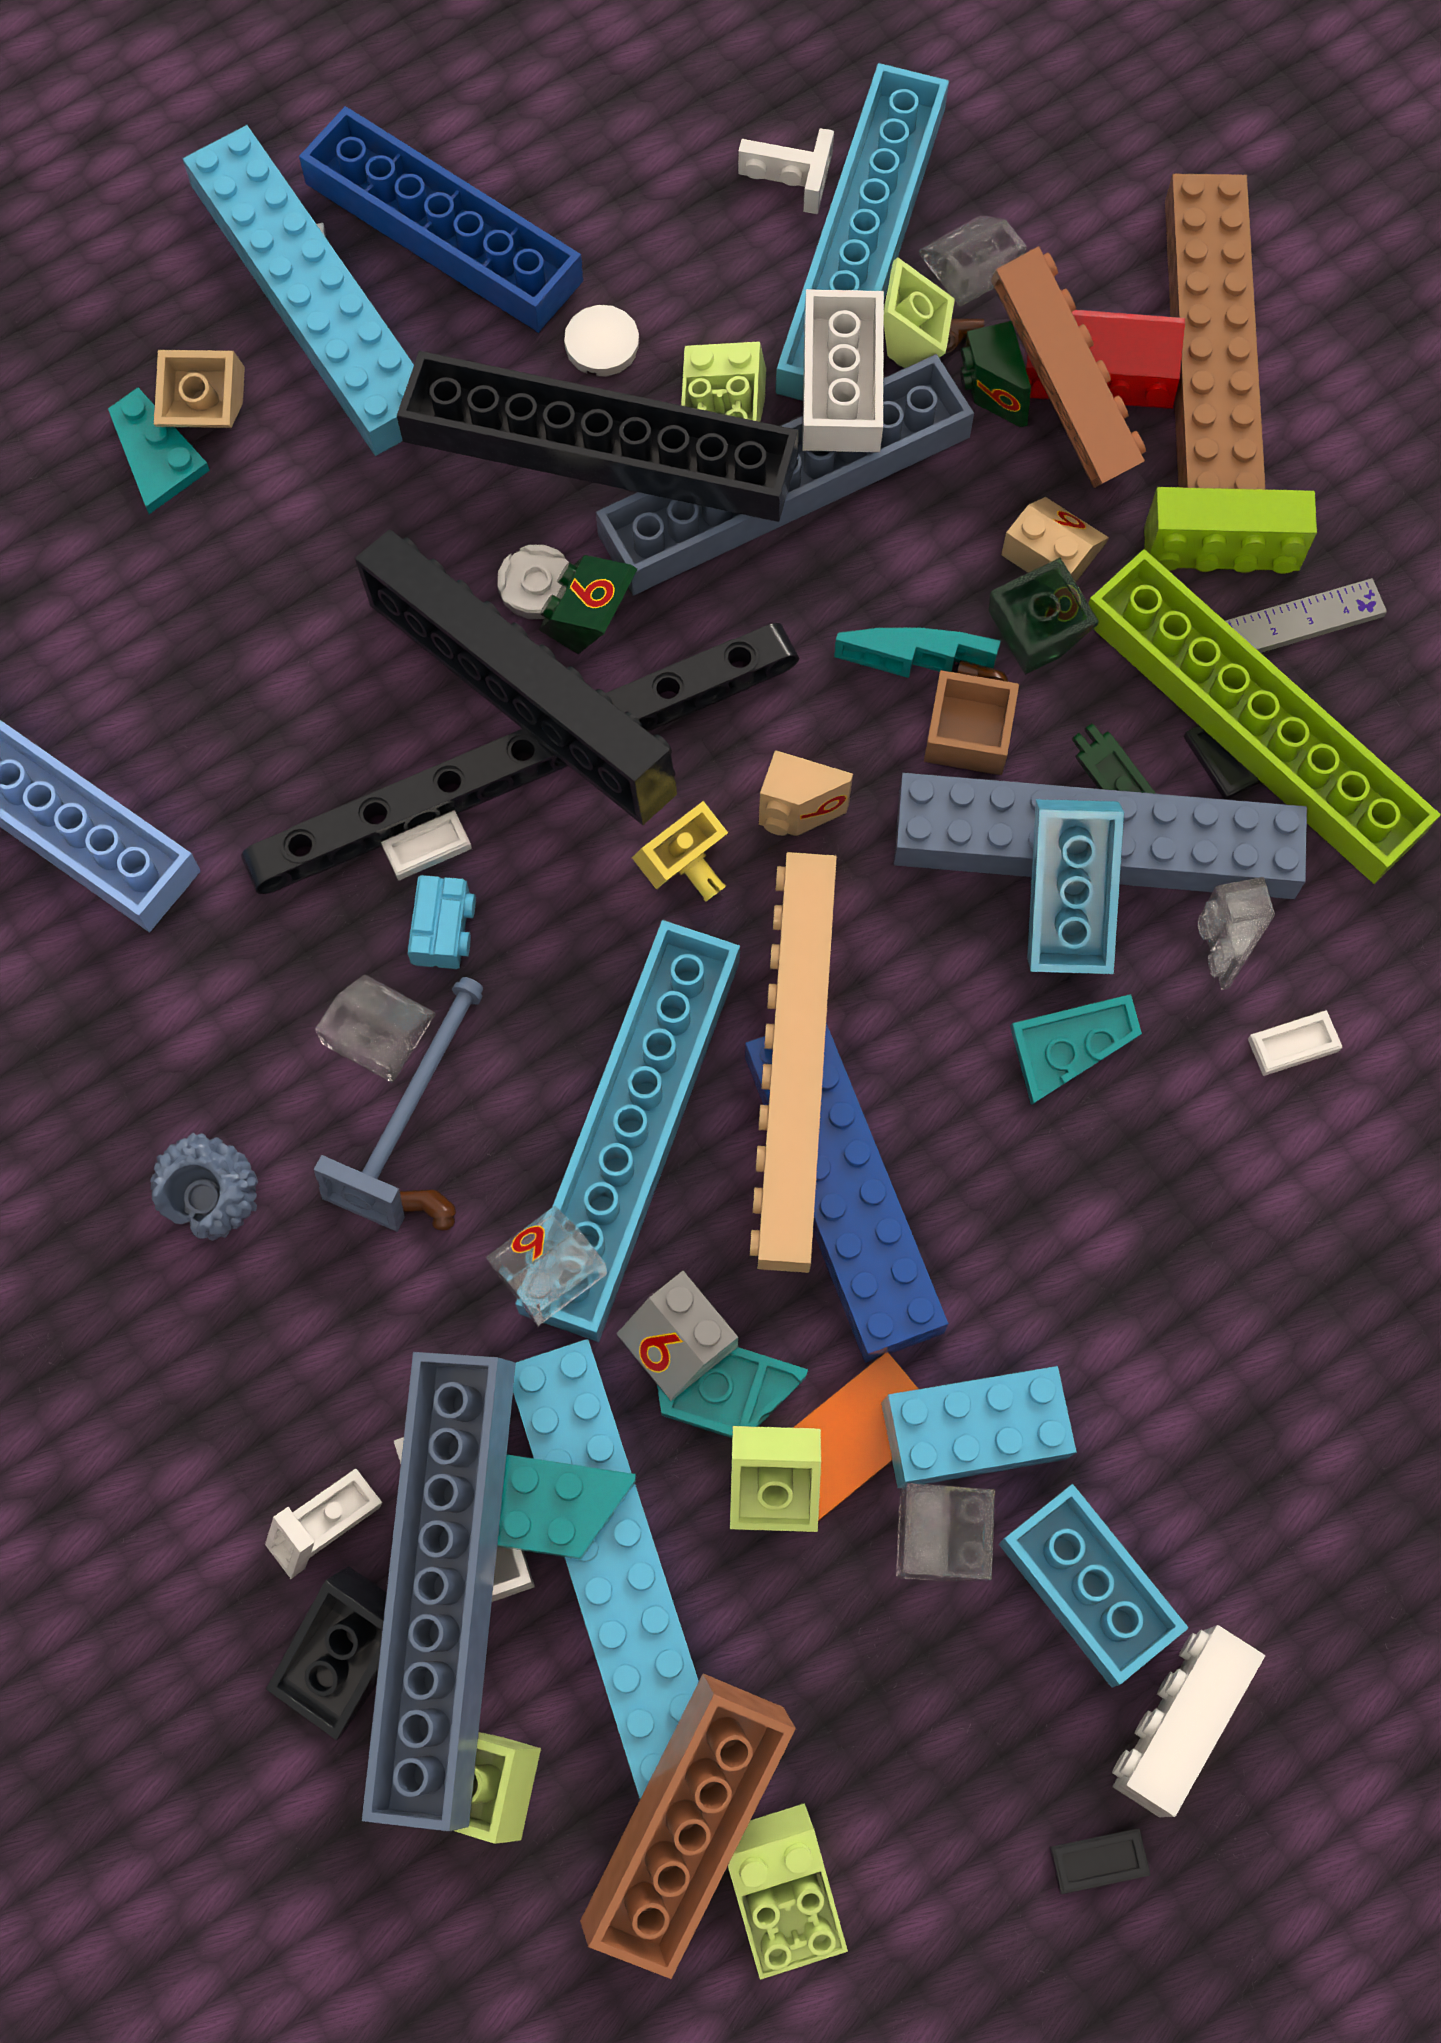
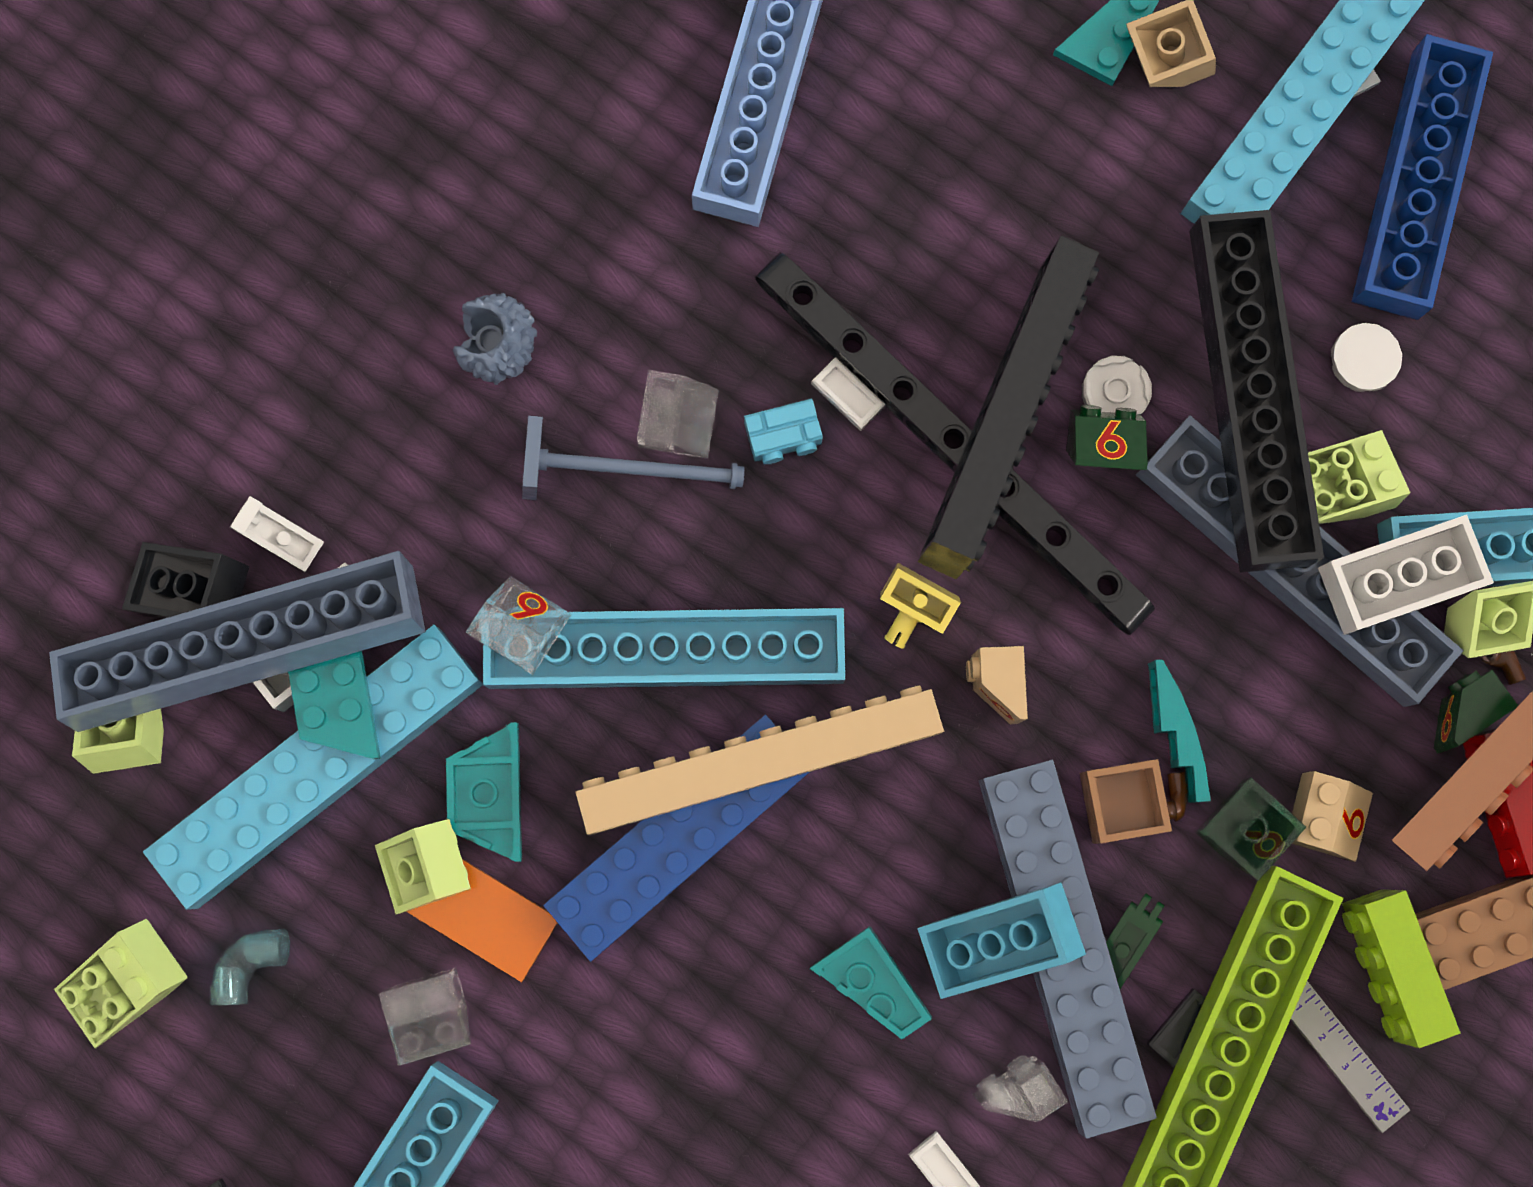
camera: 65 degrees right, 10 degrees up
(433, 1204) = (551, 518): reddish brown arm -> none
(677, 1336) = (506, 750): light grey slope -> none
(686, 1826) = (129, 895): nougat brick -> none
(813, 1740) = (240, 961): none -> clear light blue cylinder
(978, 1426) = (519, 1014): medium azure brick -> none

